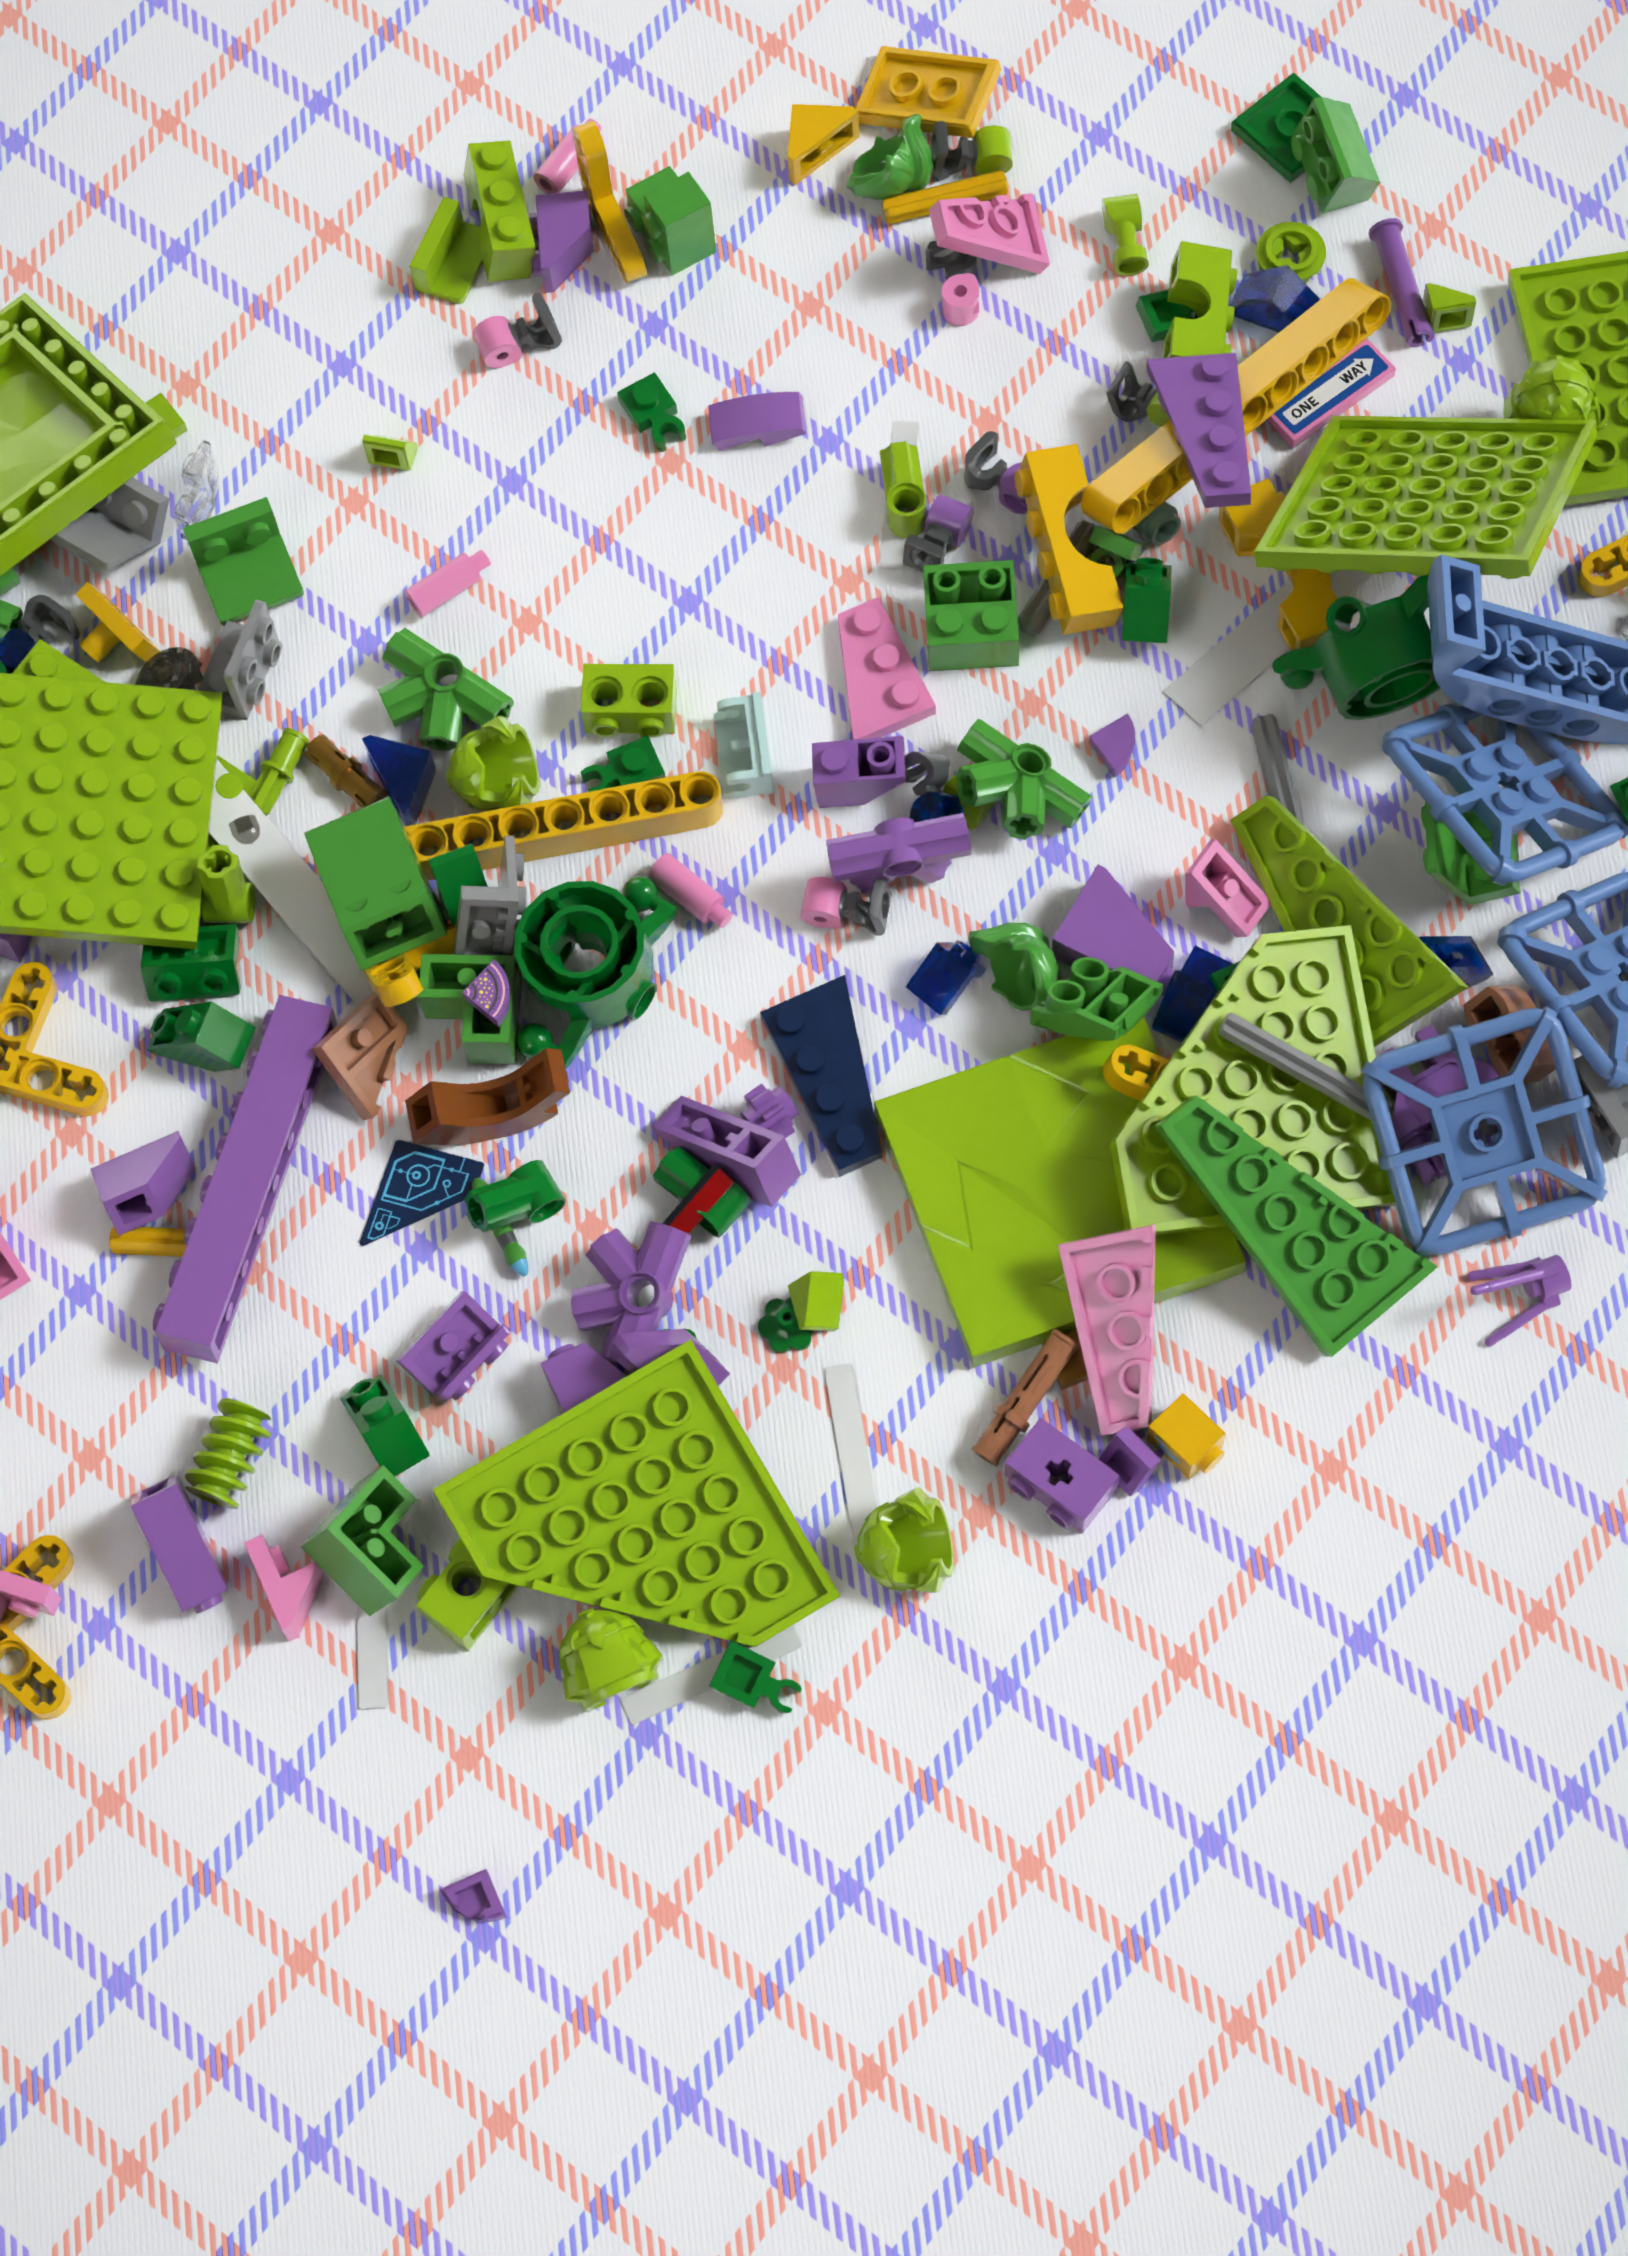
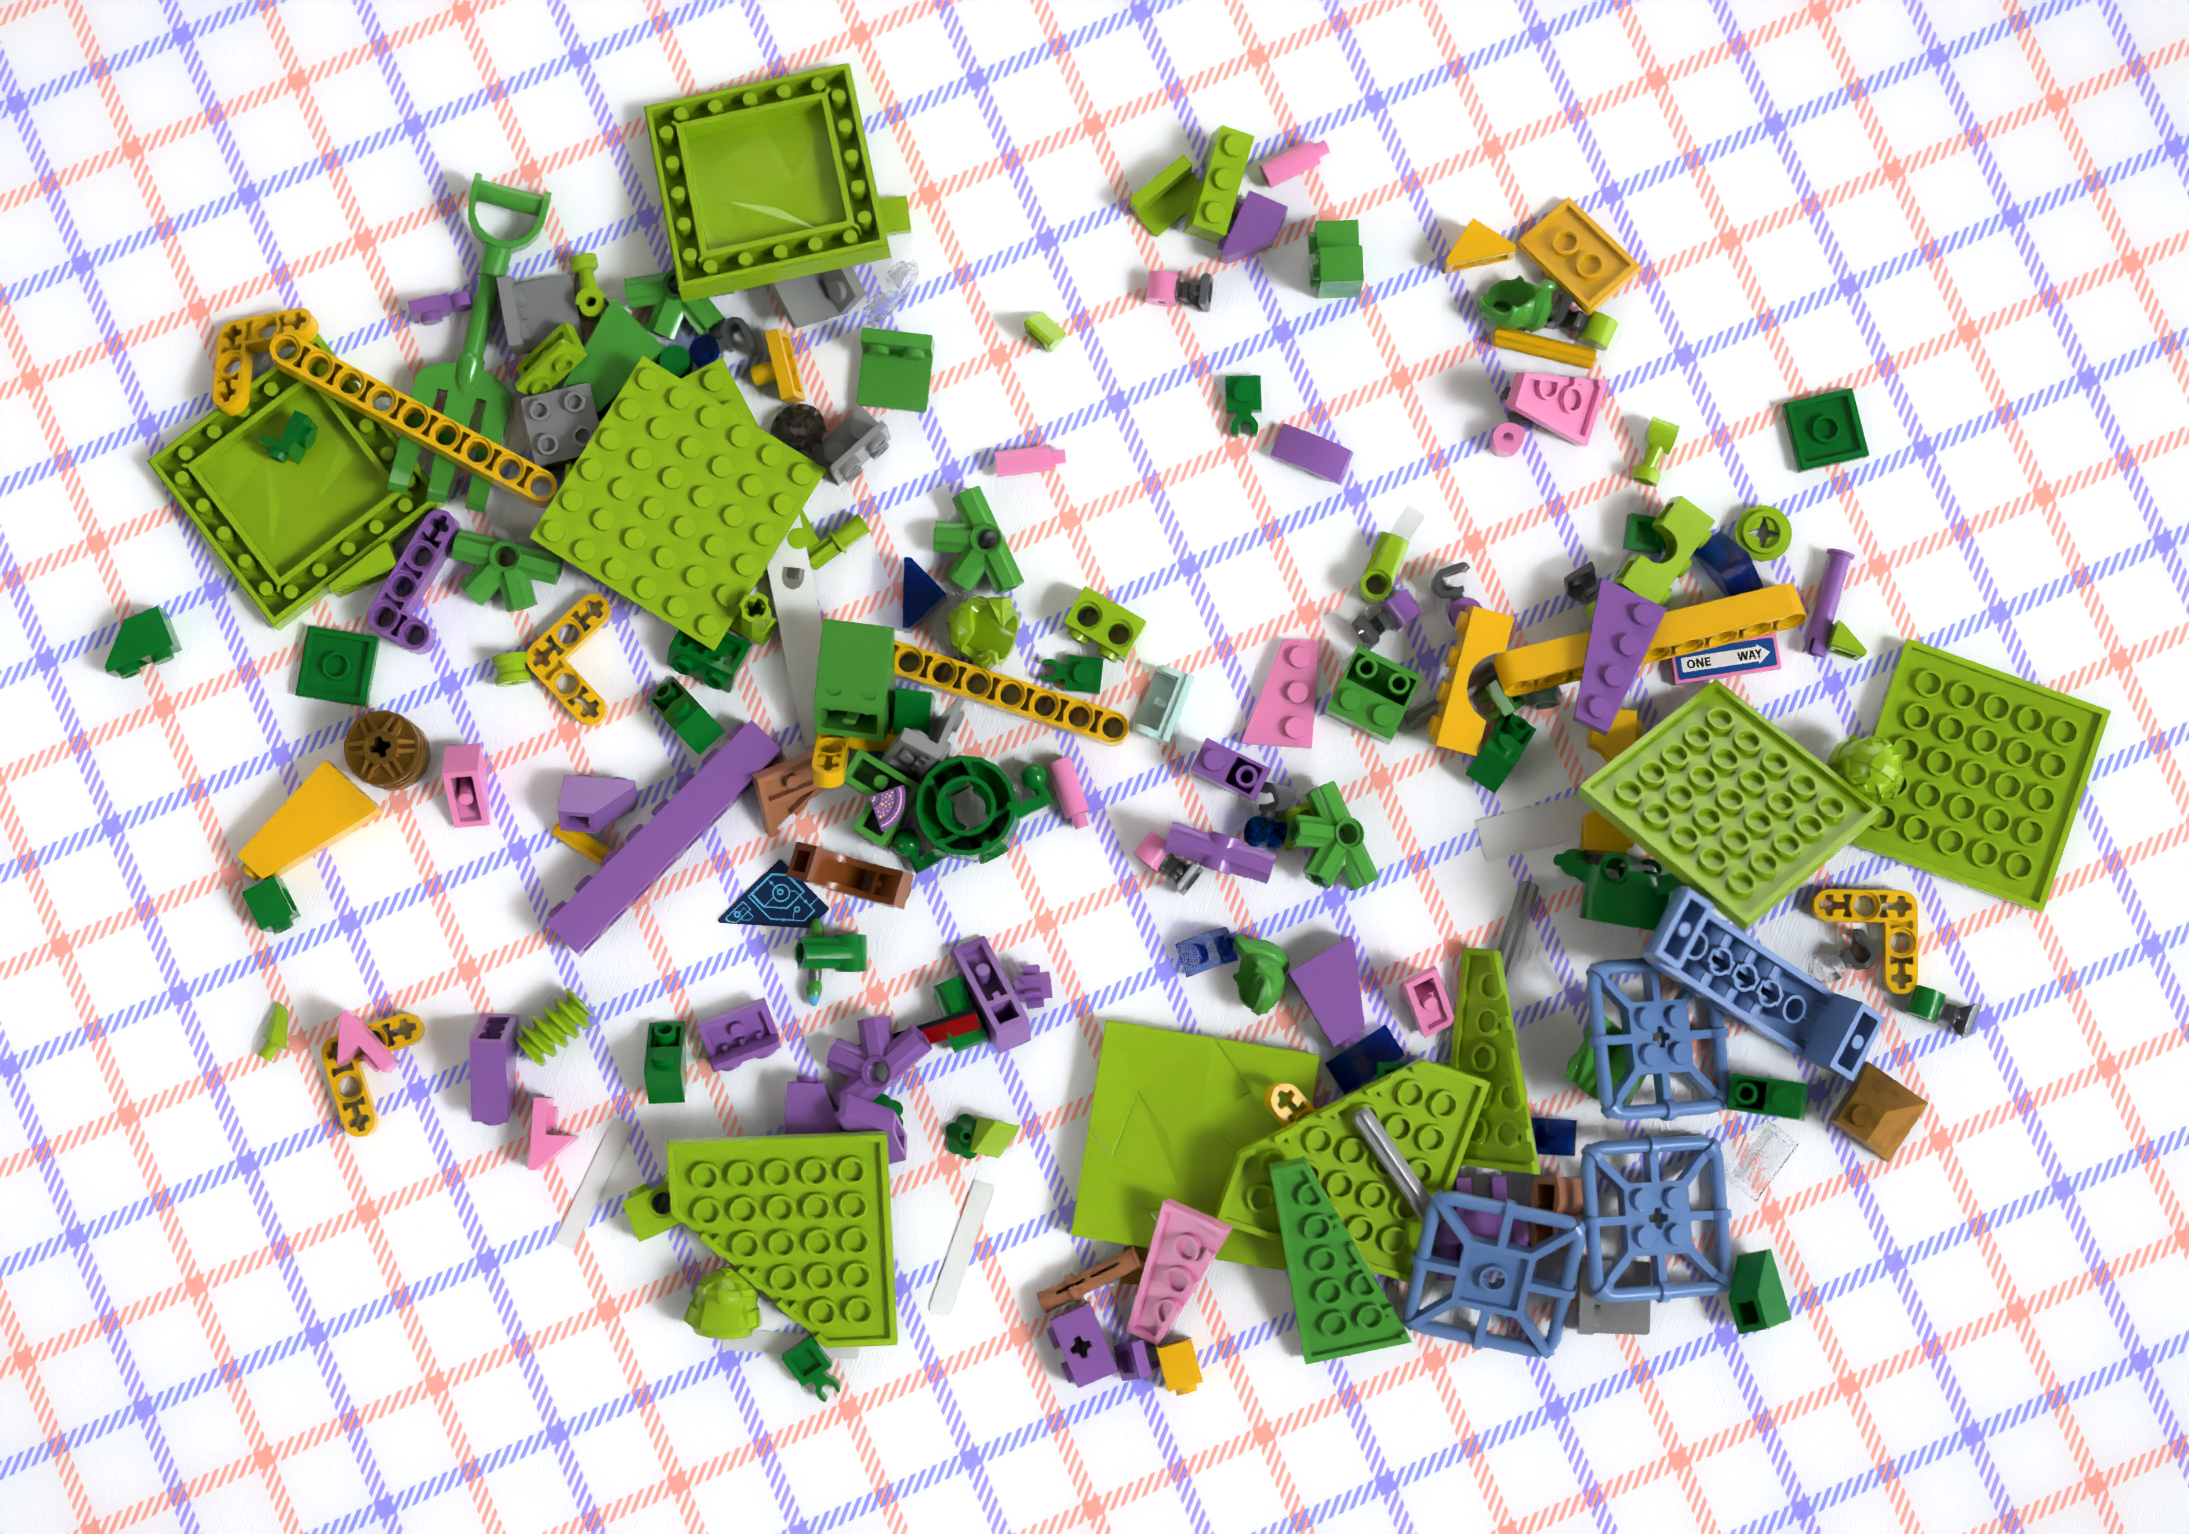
camera: 25 degrees right, 15 degrees up
(344, 772) = (883, 569): pearl gold pin -> none
(358, 1546) = (605, 1139): bright green brick -> none
(475, 1898) = (563, 1408): medium lavender tile -> none
(596, 179) = (1295, 229): yellow beam -> none
(825, 1062) = (1092, 966): dark blue wing -> none
(907, 1543) = (957, 1338): lime helmet -> none
(1096, 1001) = (1291, 1039): bright green slope -> none
(1115, 744) = (1419, 844): medium lavender tile -> none
(1334, 155) = (1835, 481): bright green slope -> none
(1539, 1278) = (1475, 1390): medium lavender plant -> none

